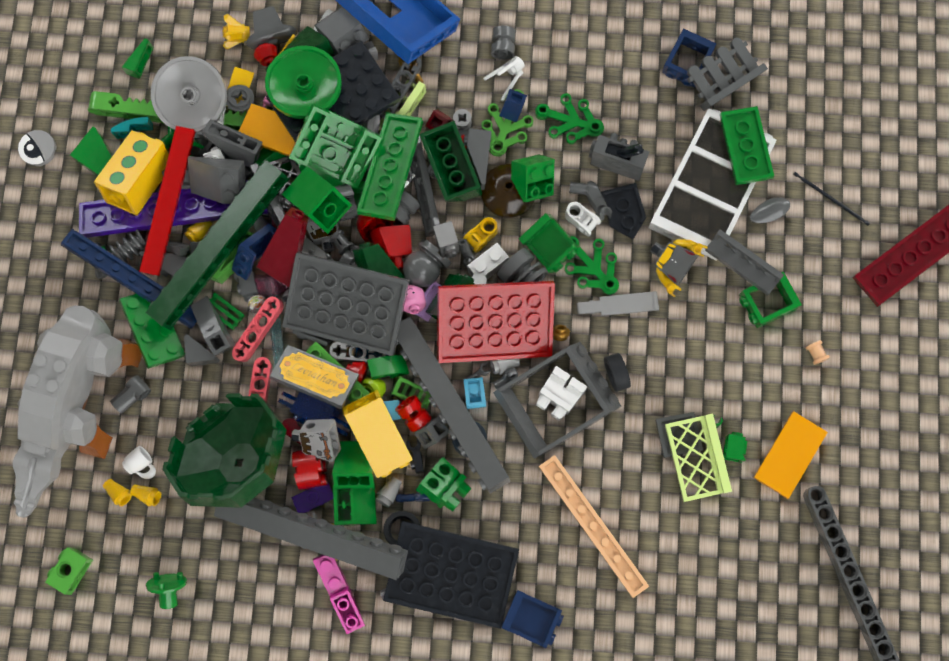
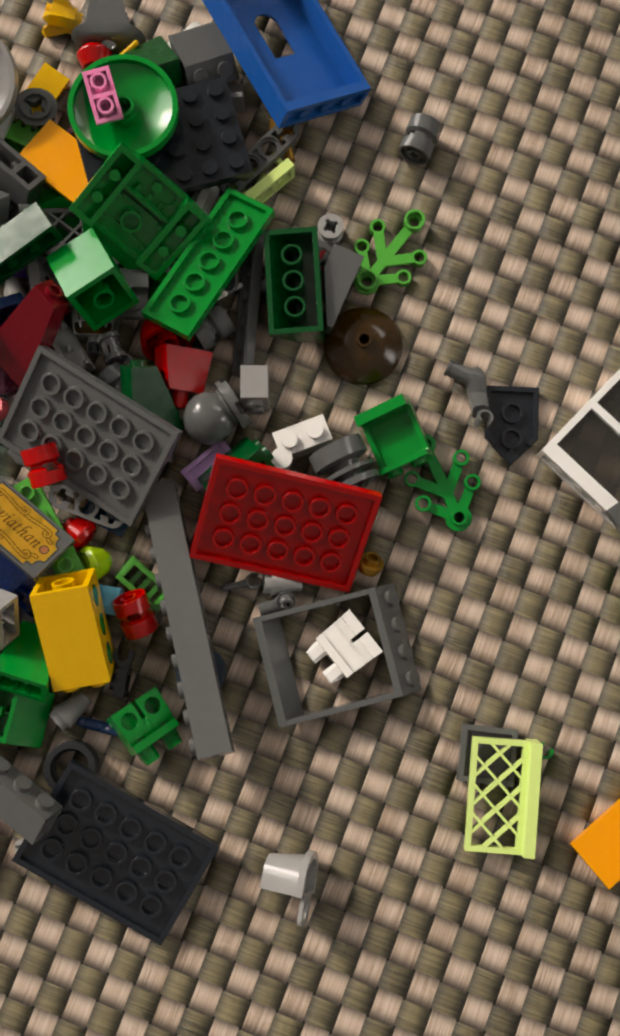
camera: 10 degrees right, 5 degrees up
(288, 78) = (102, 95): none -> bright pink slope
(322, 331) = (47, 455): none -> red wheel
(387, 366) = (120, 538): green slope -> none
(415, 300) = (185, 458): bright pink head -> none
(431, 432) = (151, 649): dark grey brick -> none
(437, 119) = (297, 218): dark red slope -> none
(466, 252) = (278, 413): dark grey arm -> none
(474, 393) = (227, 612): medium azure slope -> none
(479, 237) = (305, 396): yellow piece -> none
(513, 67) = (422, 177): white plant -> none
(513, 105) = (405, 230): dark blue panel -> none
(532, 619) = (208, 945): dark blue panel -> none
(533, 177) = (401, 338): green slope -> none
(571, 120) = (478, 275): green plant -> none
(574, 553) = (292, 876): none -> light grey container
(583, 219) = (451, 416): white piece -> none
(593, 526) = (331, 845): light nougat plate -> none
(617, 372) = (430, 644): black tyre -> none
(619, 156) = (528, 344): dark grey piece -> none
(621, 304) = (465, 549): light grey piece -> none
(675, 261) = (559, 515): torso -> none
(735, 447) = (558, 796): green window -> none

